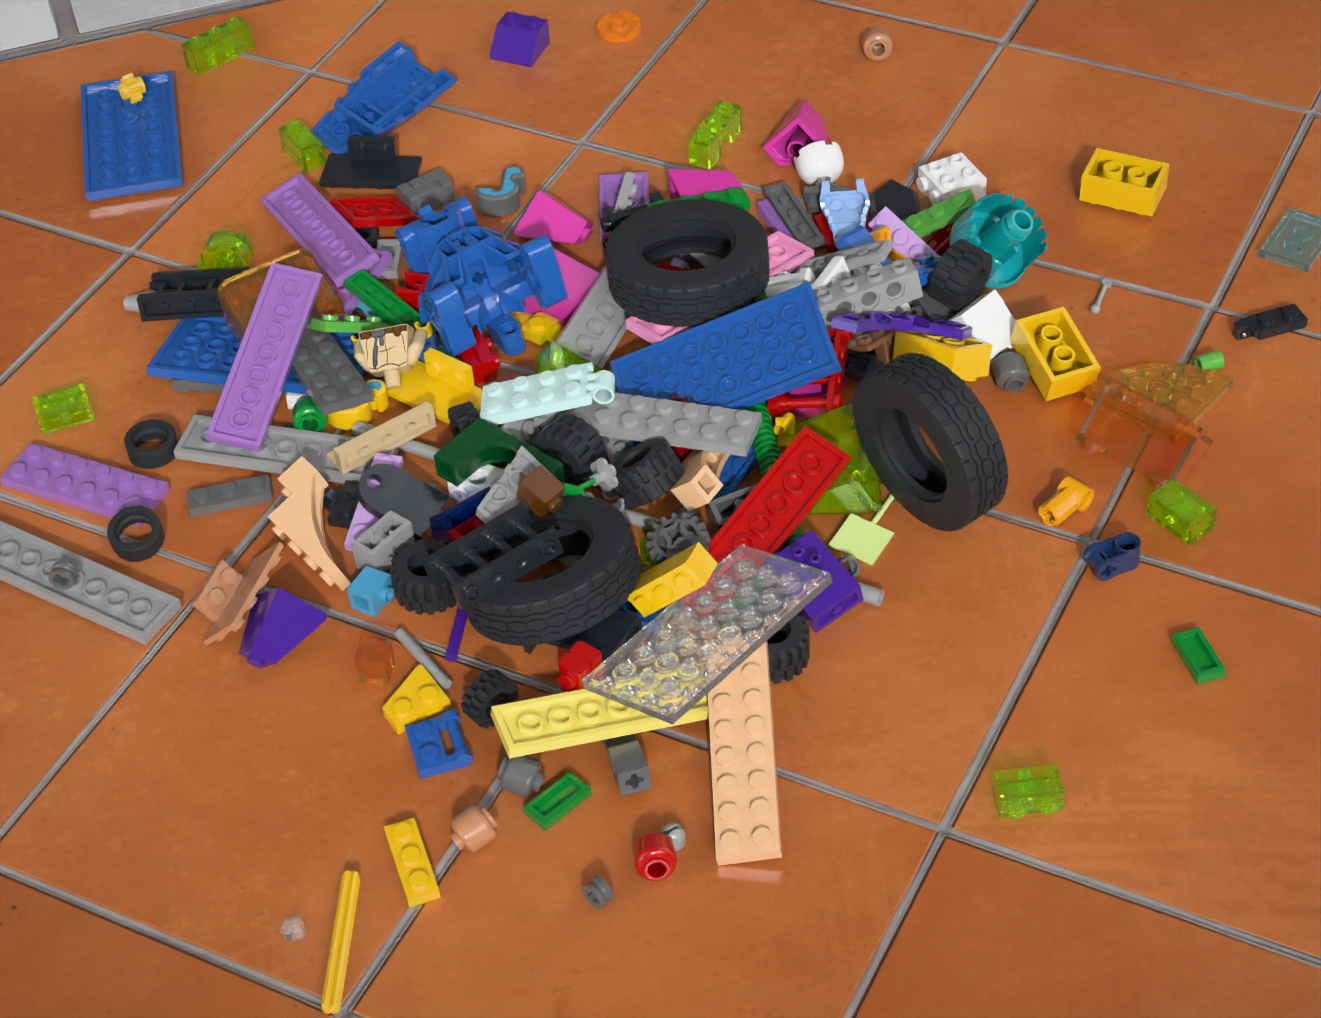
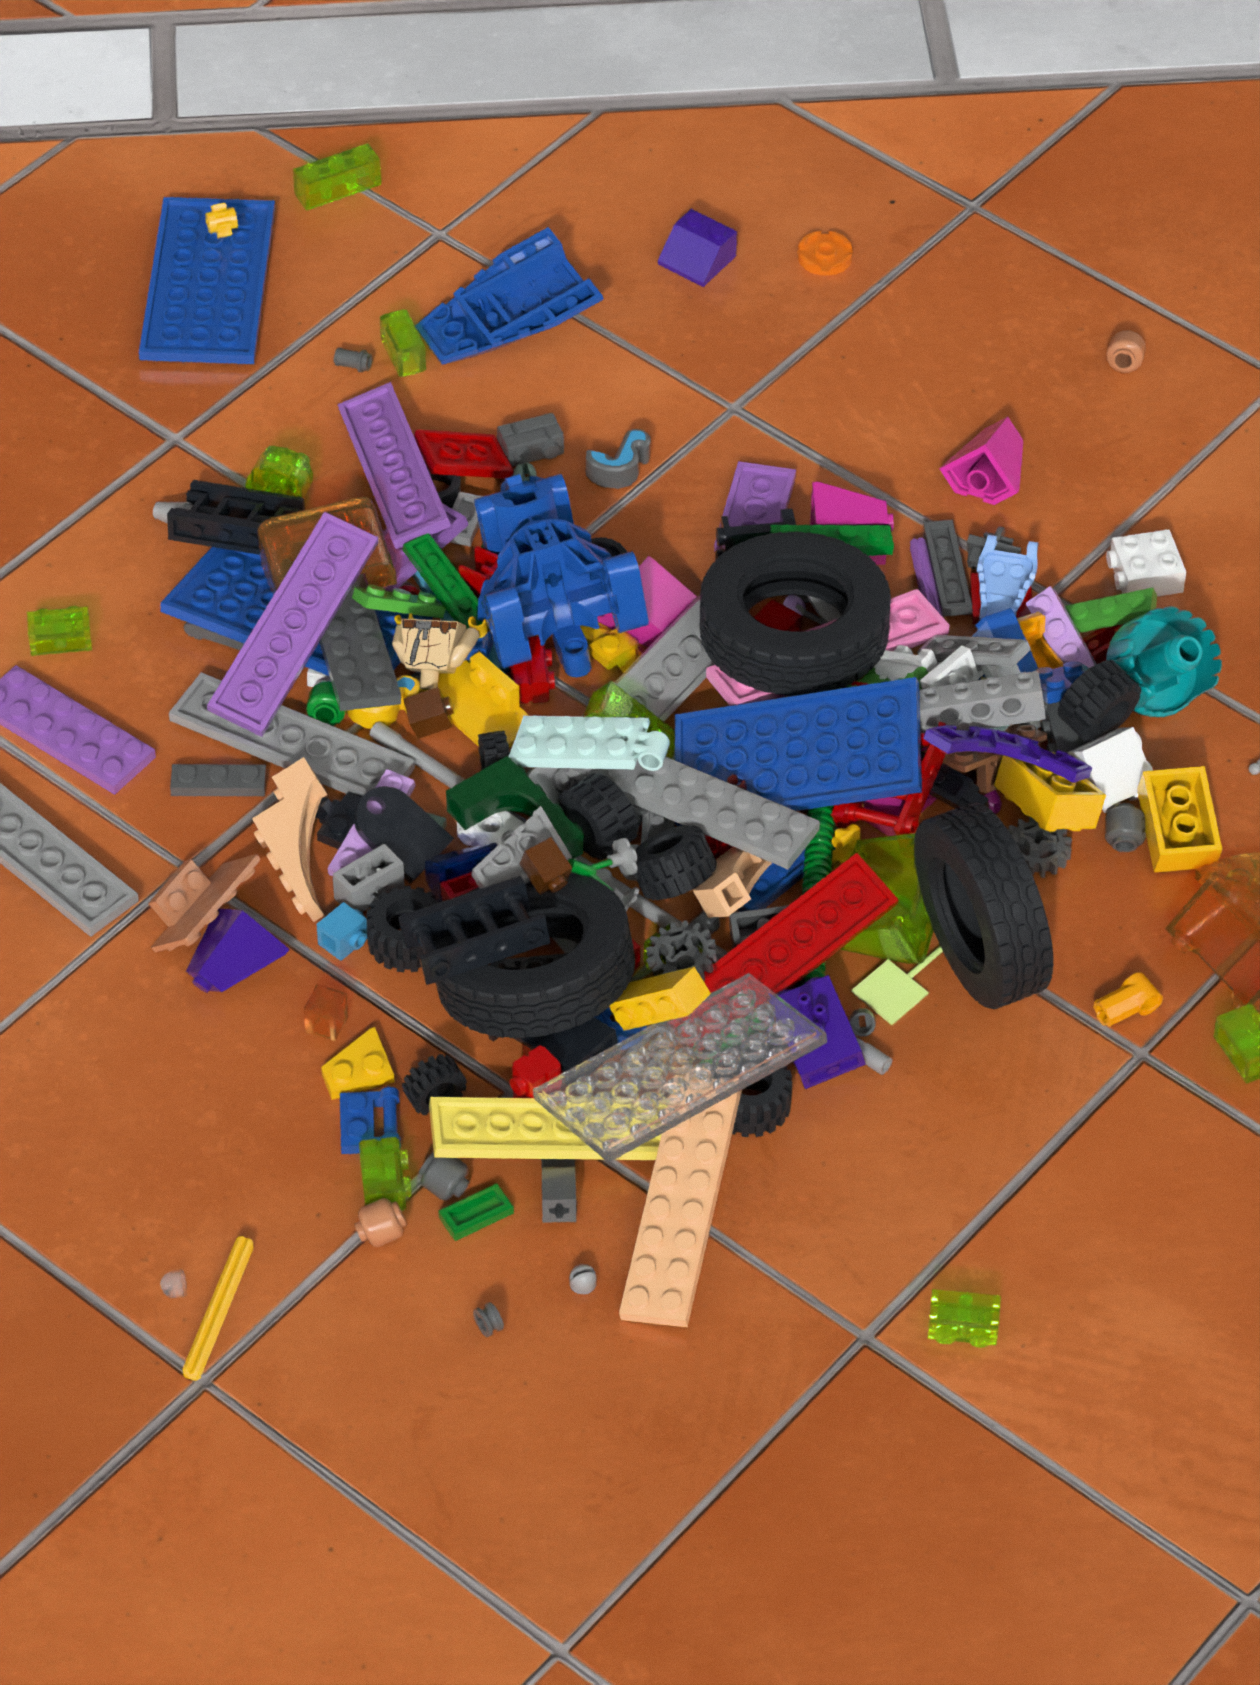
camera: 10 degrees right, 5 degrees up
(62, 575) = (19, 838): dark grey bush -> none
(130, 516) = (103, 783): black tyre -> none
(147, 431) = (146, 714): black tyre -> none
(262, 166) = (359, 360): none -> dark grey pin
(370, 164) = (476, 387): black bracket -> none
(383, 438) = (400, 751): tan panel -> none
(397, 400) = (429, 712): none -> reddish brown brick
(412, 862) = (309, 1242): yellow plate -> none
(422, 658) = (378, 1021): light grey bar -> none
(456, 635) = (419, 1006): dark purple bar -> none
(463, 782) = (383, 1169): none -> clear neon green brick
(555, 220) = (666, 514): dark pink slope -> none
(627, 191) = (761, 494): light grey hinge -> none
(654, 856) = (557, 1296): red head -> none
(706, 142) = (903, 423): clear neon green arch -> none
(819, 161) = (999, 506): white cylinder -> none
(896, 198) = (1073, 575): black tile -> none
(1115, 555) = (1156, 1077): dark blue piece -> none
(1198, 655) = (1204, 1211): green tile -> none

